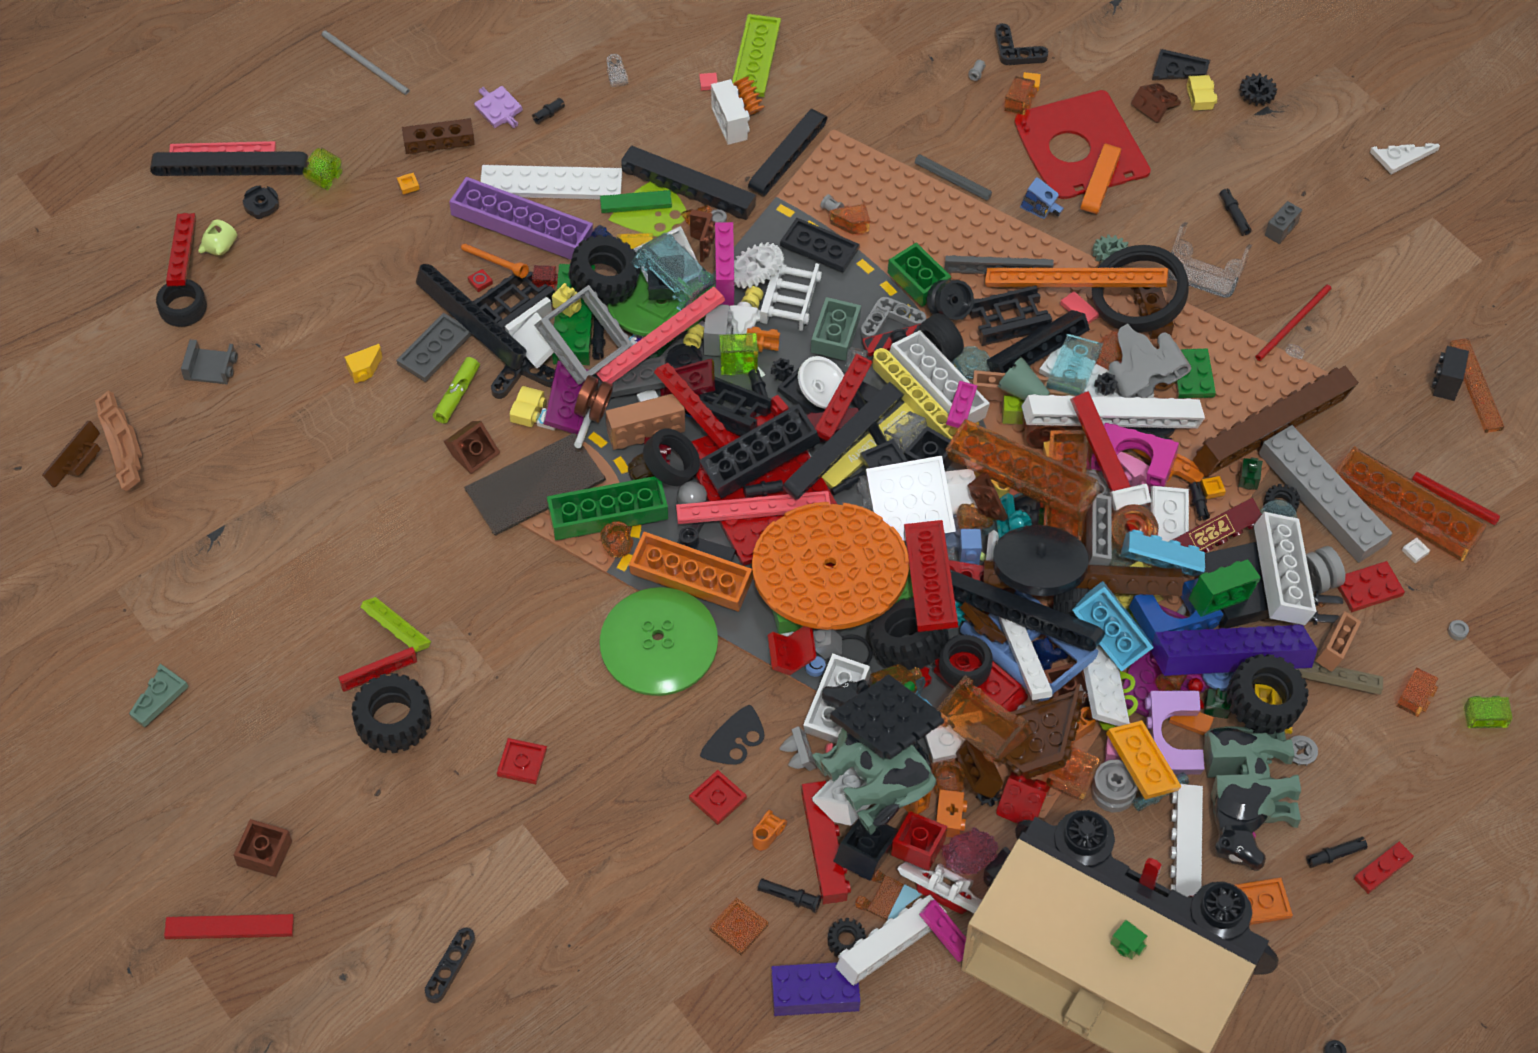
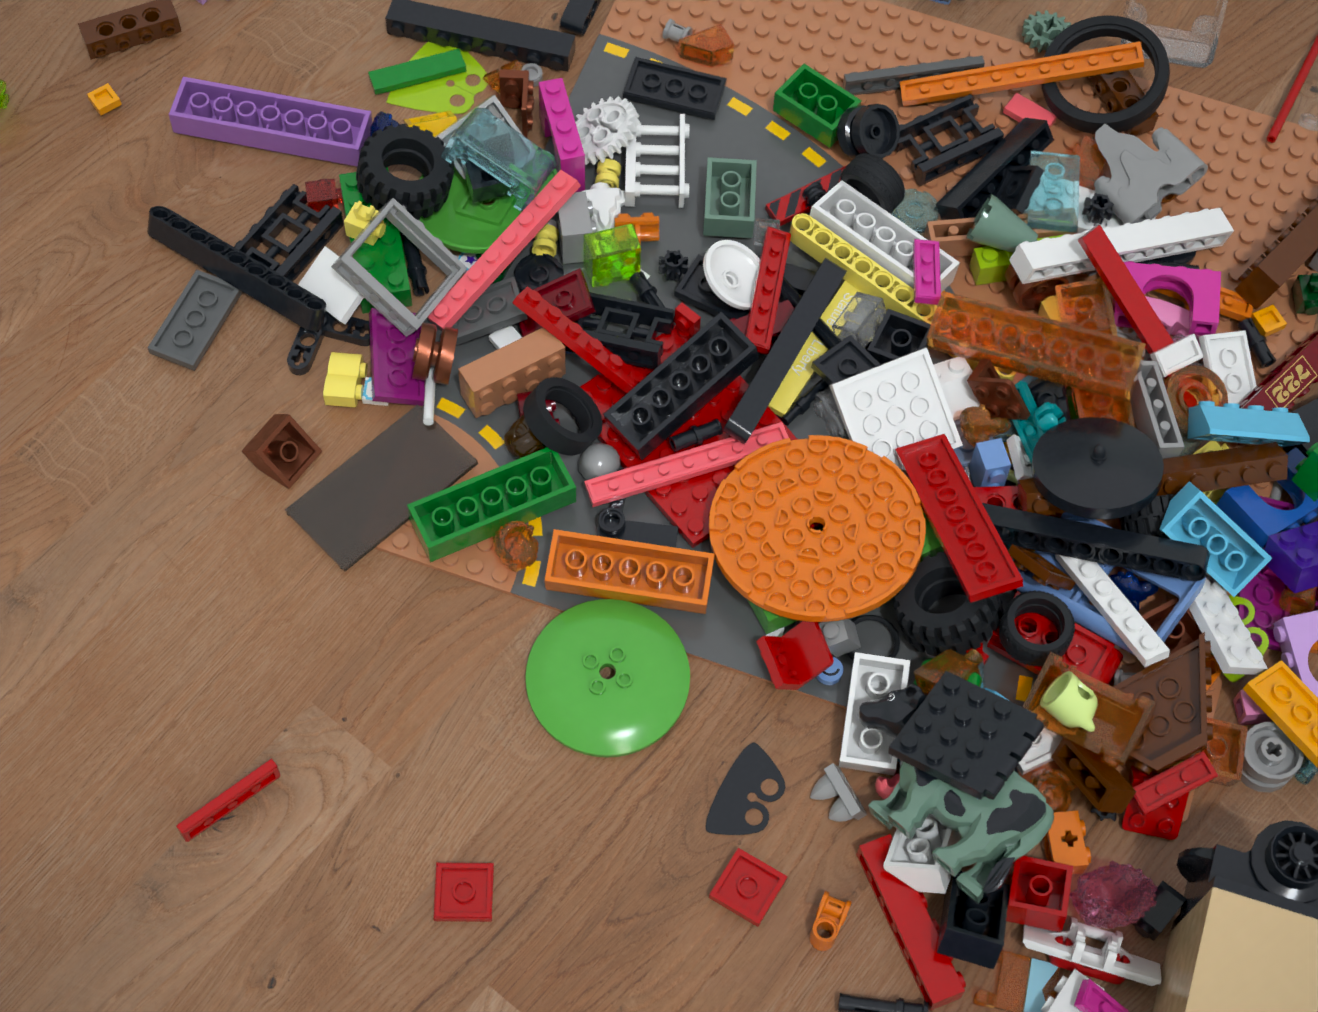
camera: 15 degrees left, 5 degrees up
(363, 363) = (103, 360): yellow slope -> none
(385, 691) = (258, 828): black tyre -> none
(395, 624) = (238, 728): lime plate -> none
(456, 390) = (240, 375): lime piece -> none
(480, 280) = (235, 215): red tile -> none
(519, 269) = (286, 191): orange piece -> none
(542, 308) = (330, 238): white tile -> none
(554, 181) = (300, 62): white plate -> none
(885, 313) = (785, 164): light grey beam -> none
(972, 713) = (1070, 702): none -> yellowish green piece
(1035, 785) = (1174, 783): none -> red tile
(1047, 357) = (1018, 186): none -> black plate
(1199, 381) = (1212, 186): green plate -> none

